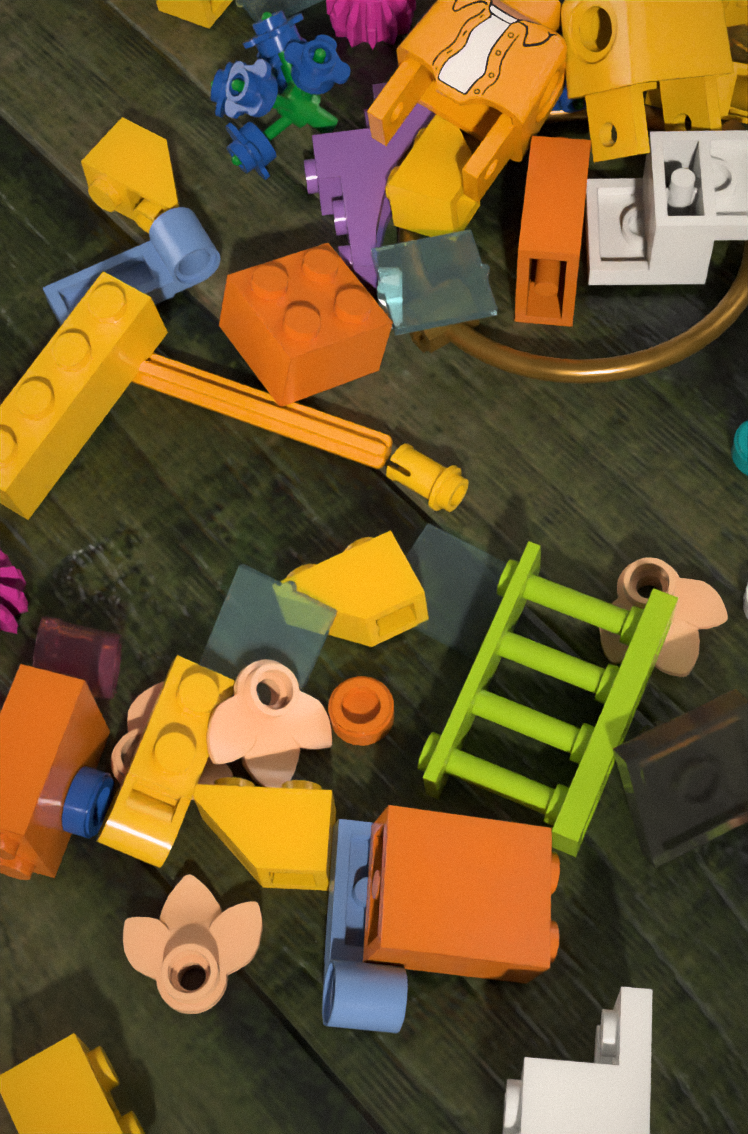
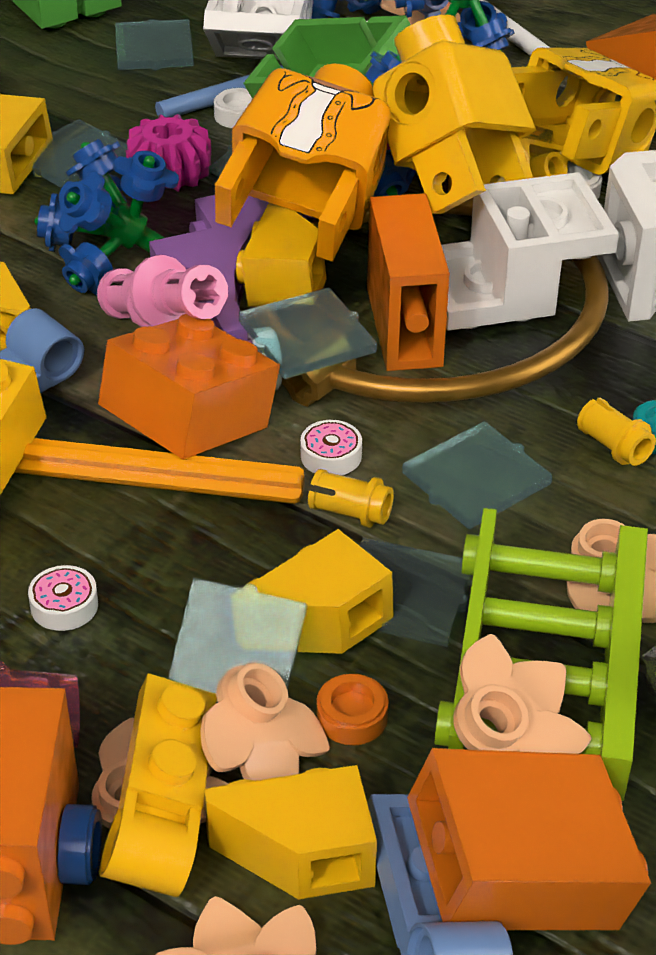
camera: 20 degrees left, 20 degrees down
(139, 536) = (63, 598): none -> tile
(304, 210) = (162, 291): none -> bright pink piece
(428, 412) = (331, 447): none -> tile
(496, 760) = (518, 700): none -> light nougat plate
(561, 468) = (476, 473): none -> clear light blue piece
(718, 460) = (628, 439): none -> yellow pin

